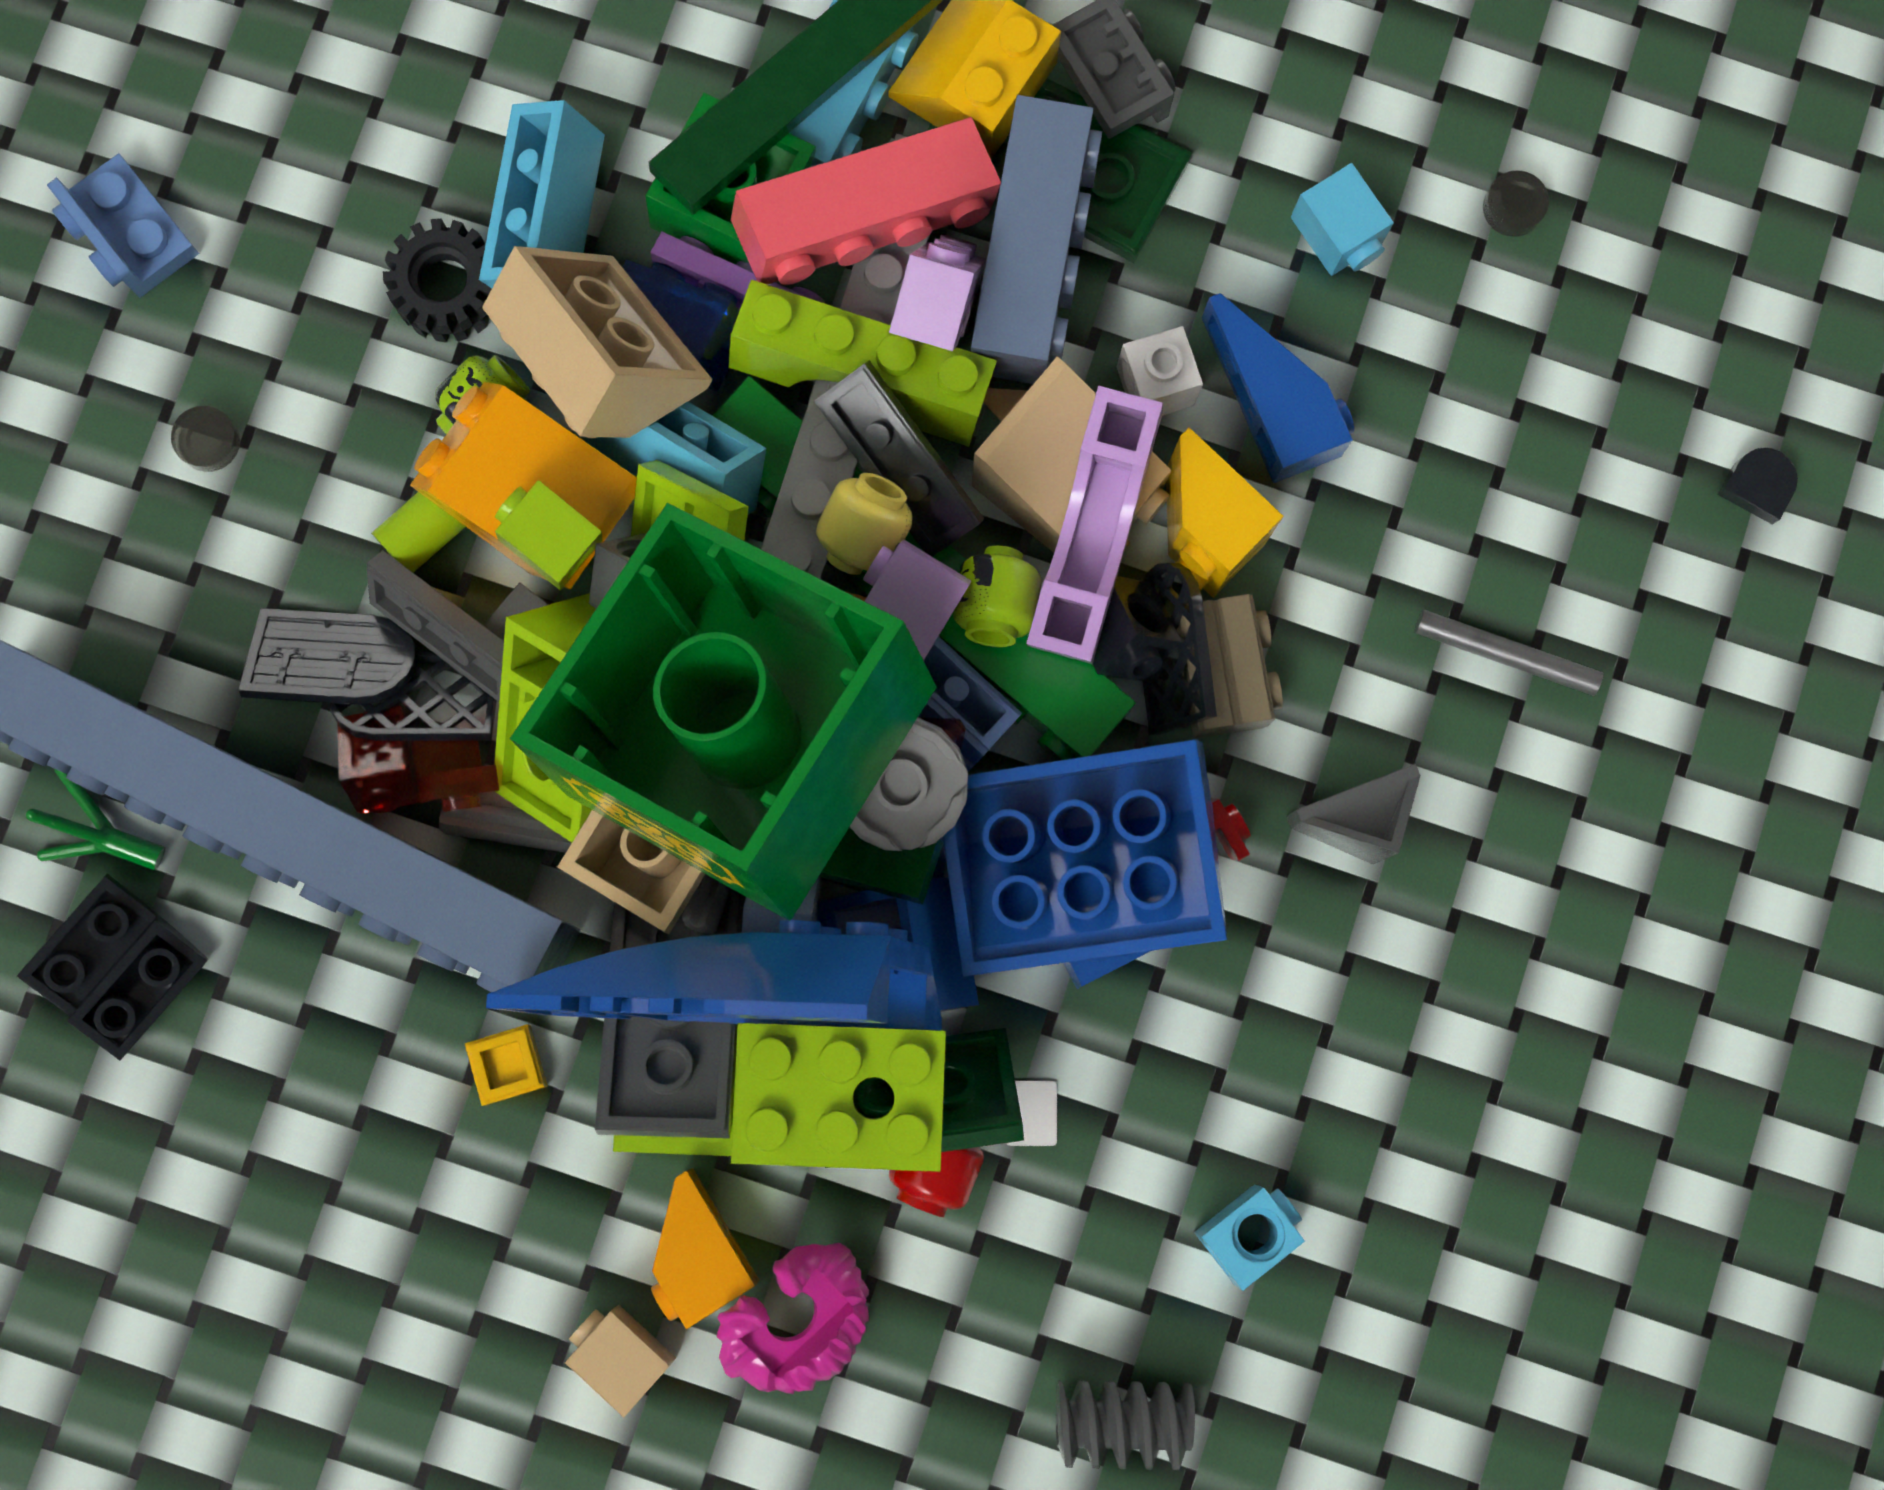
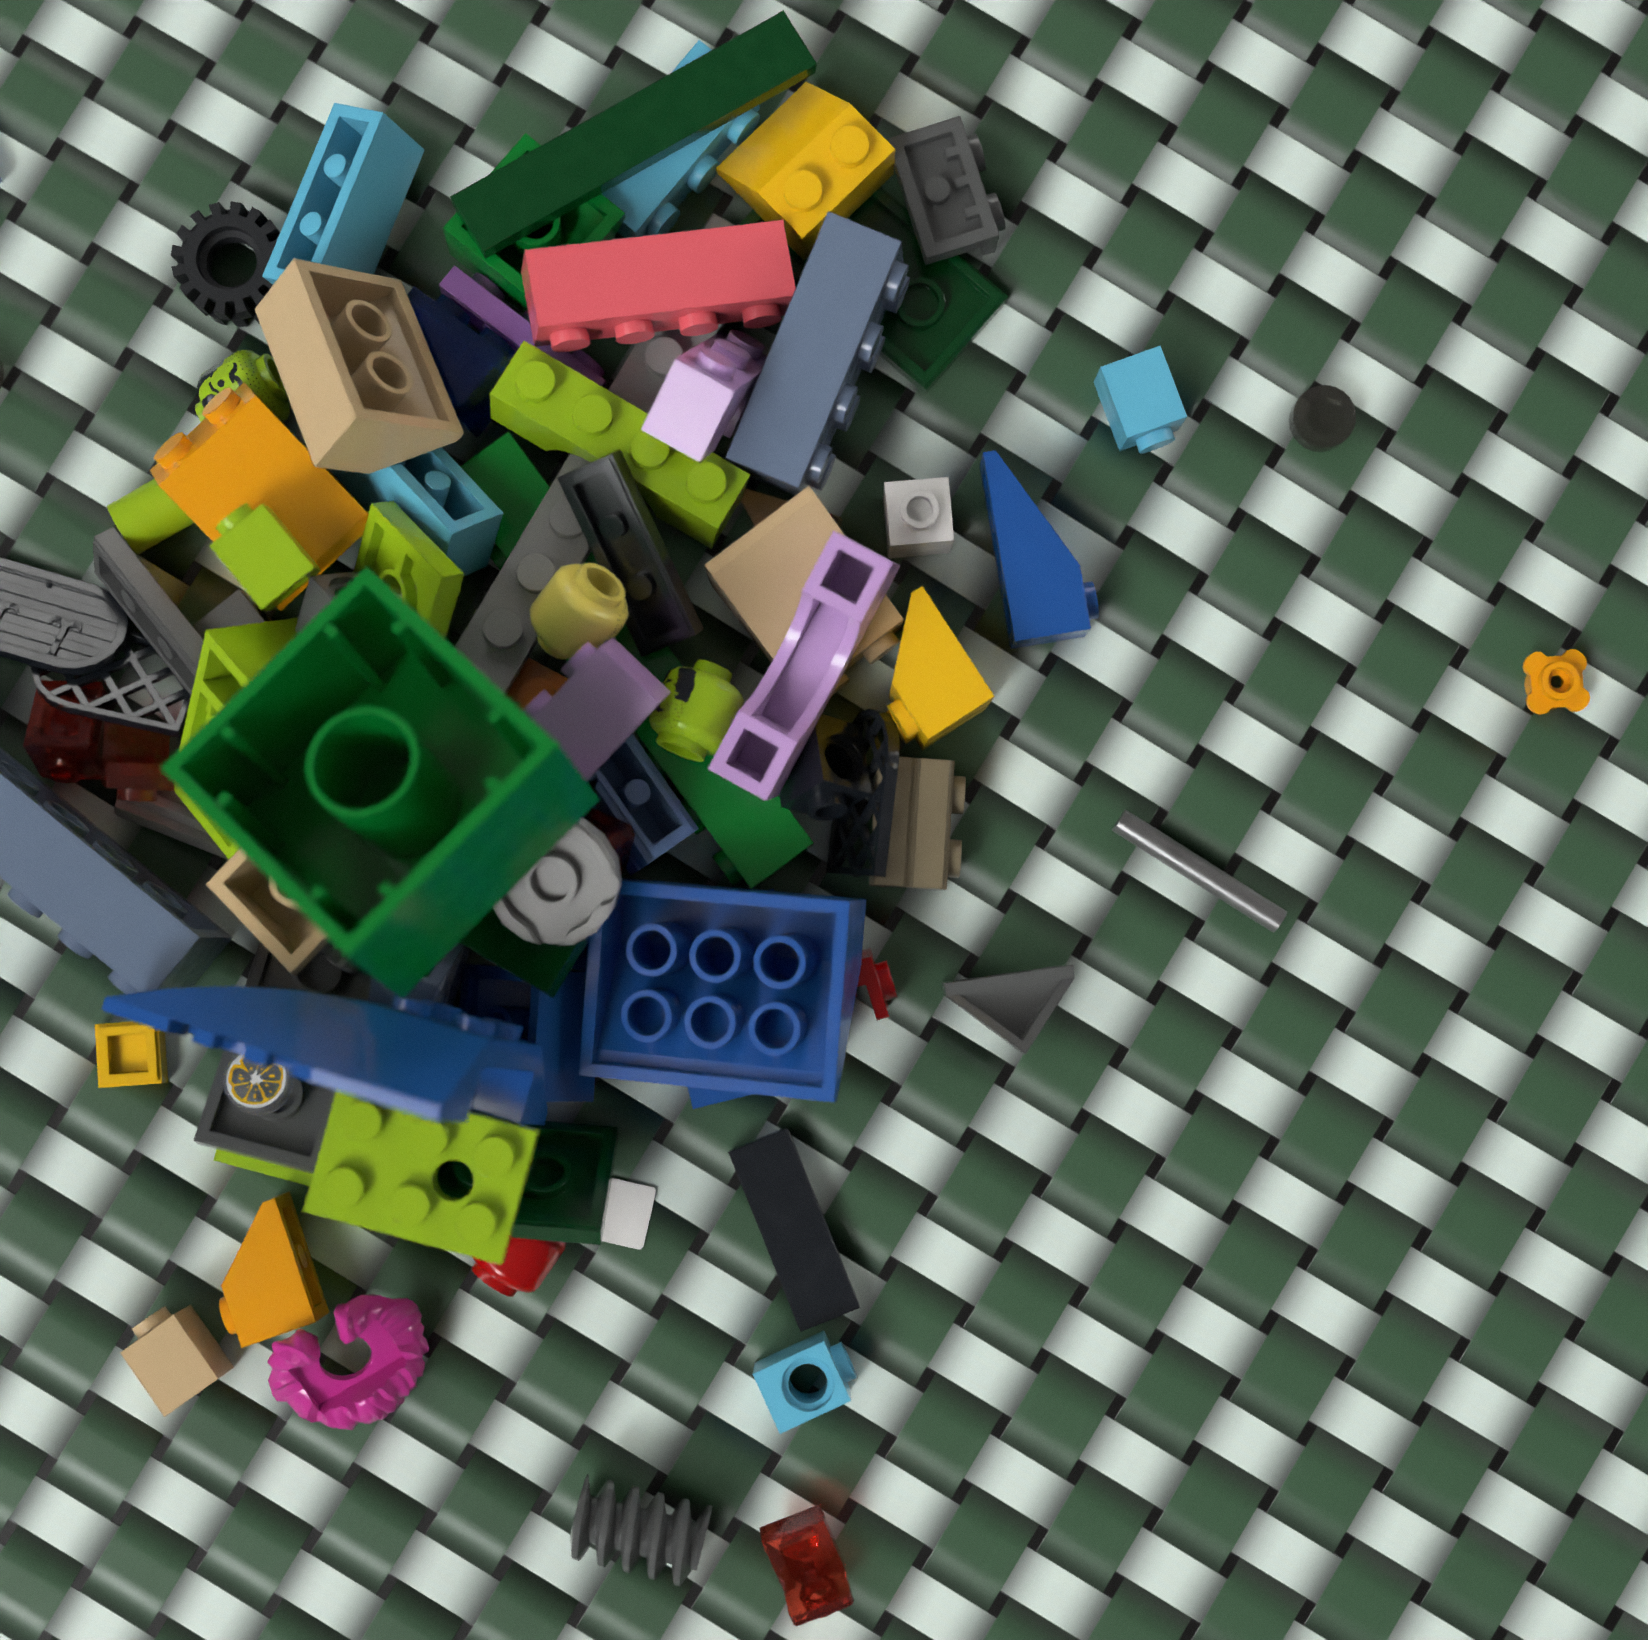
camera: 20 degrees right, 5 degrees up
(646, 1055) = (256, 1087): none -> clear tile
(1203, 1089) = (794, 1229): none -> black tile
(1299, 1420) = (807, 1565): none -> clear red bracket
(1761, 483) = (1495, 758): black tile -> none
(1783, 404) = (1538, 686): none -> light orange plate

